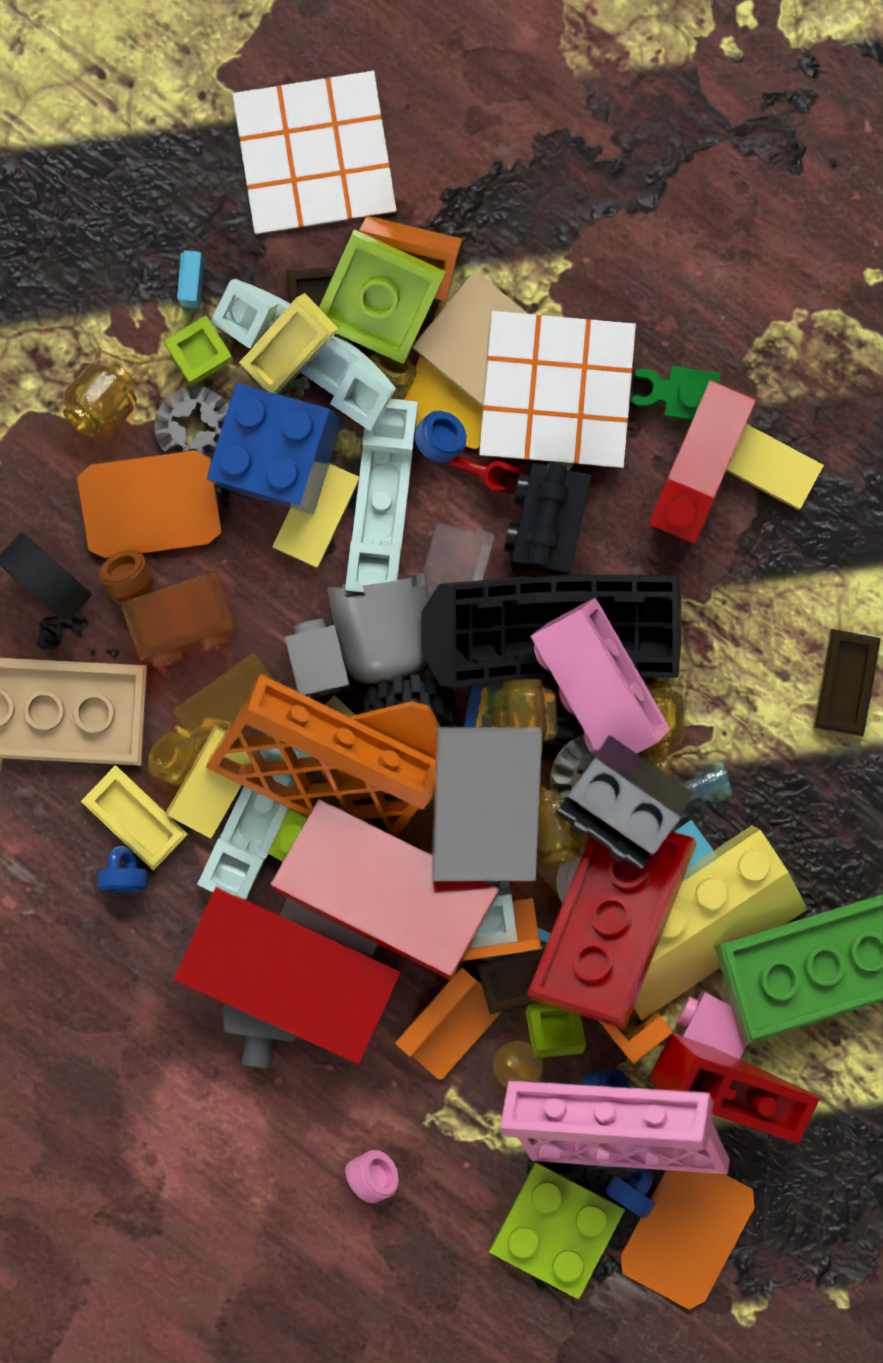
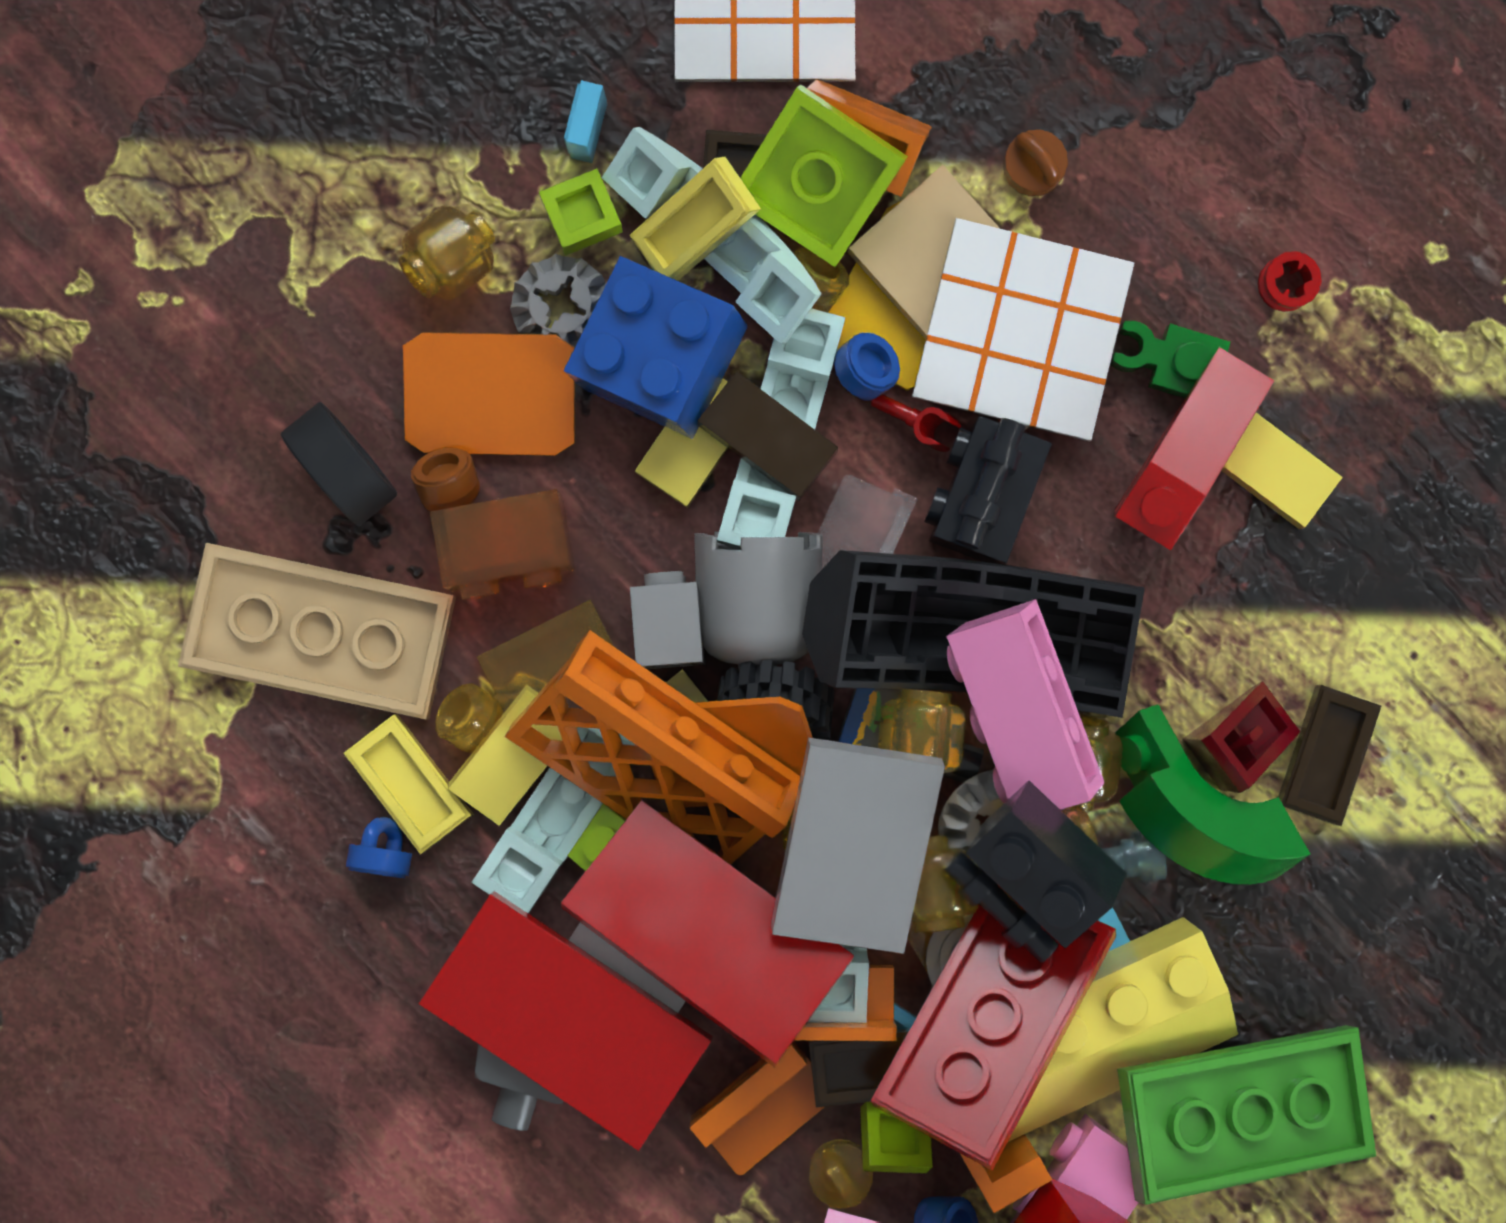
camera: 10 degrees right, 0 degrees up
(371, 503) = (767, 436): none -> dark brown tile
(547, 255) = (1035, 162): none -> dark orange tile
(747, 311) = (1274, 269): none -> red bush
(748, 750) = (1192, 819): none -> green arch
(777, 679) = (1243, 739): none -> dark red slope

